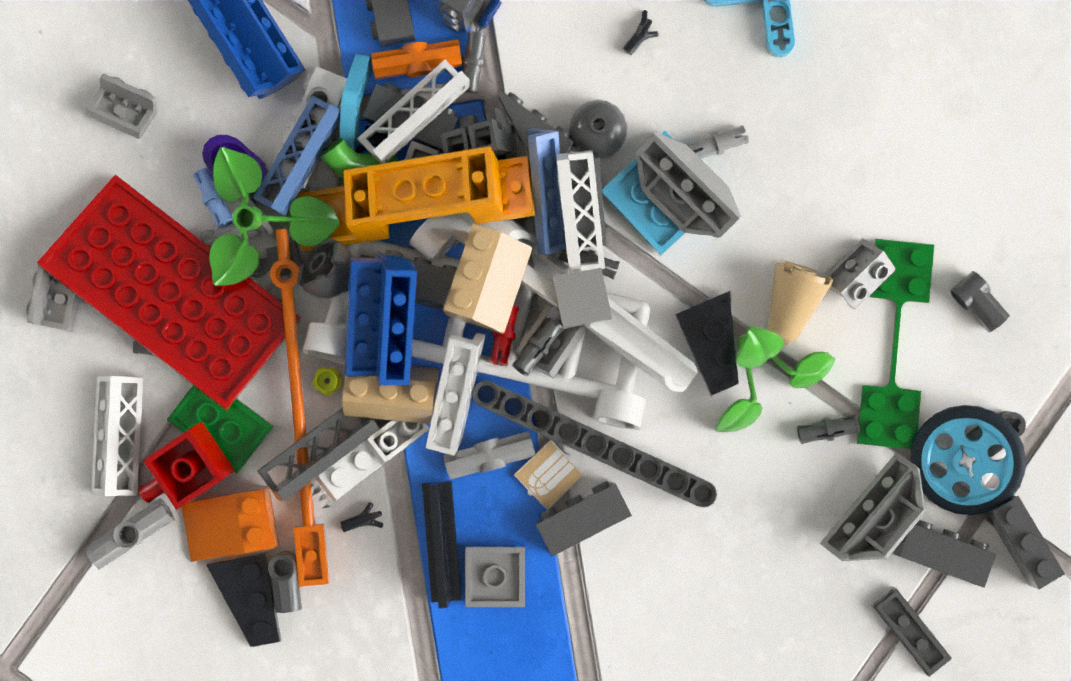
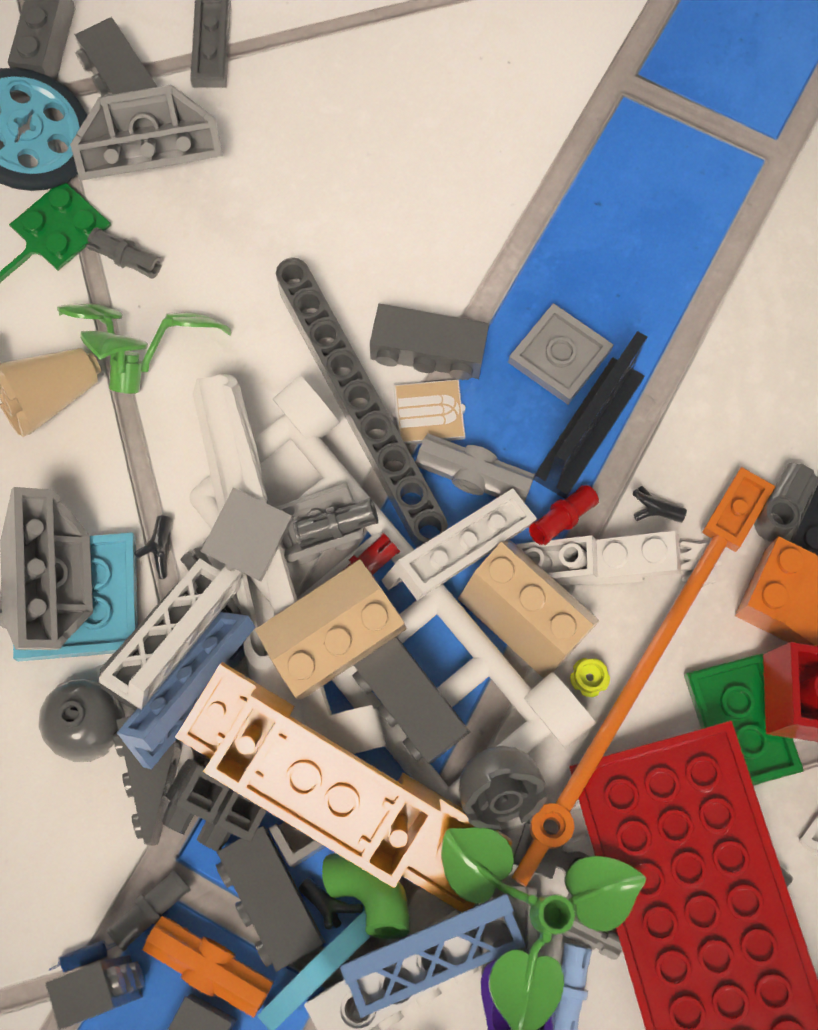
camera: 145 degrees left, 15 degrees down
(323, 460) = (660, 587): dark grey fence -> none
(380, 318) = (479, 677): blue brick -> none
(413, 467) = (563, 515): none -> red pin
(422, 116) = (258, 880): white fence -> none
(642, 261) = (157, 544): none -> black bar
(711, 340) = (159, 415): black wing -> none

